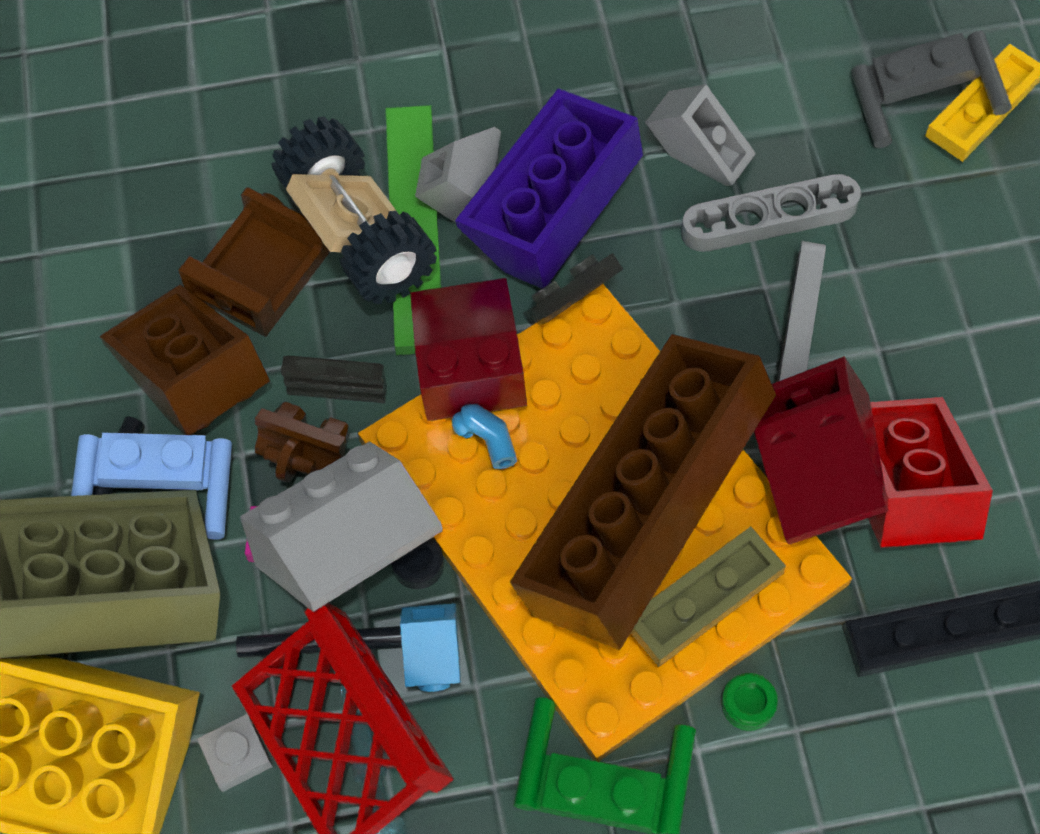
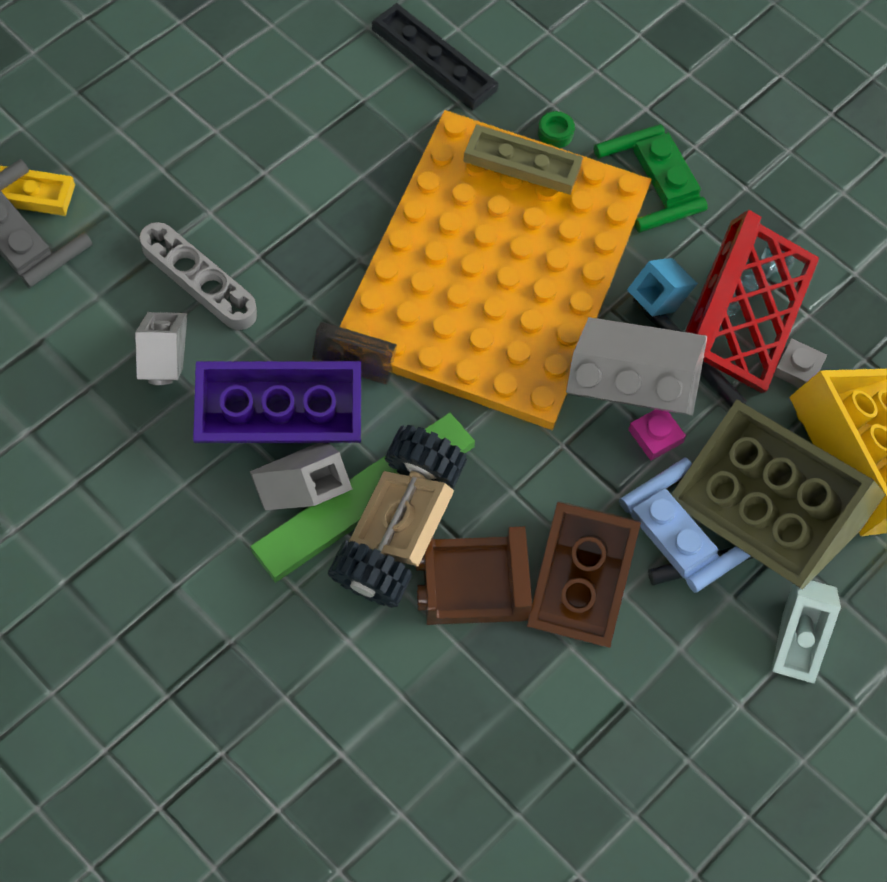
camera: 130 degrees left, 0 degrees up
(297, 445) = (582, 434): reddish brown hips -> none
(334, 379) = (529, 459): clear smoke tile -> none
(467, 348) = (451, 376): dark red slope -> none
(479, 421) = (502, 335): dark azure arm -> none
(644, 490) = (488, 204): reddish brown brick -> none
(802, 310) = (248, 221): light grey beam -> none
(821, 452) = (388, 138): dark red slope -> none
(928, 476) = (347, 107): red slope -> none

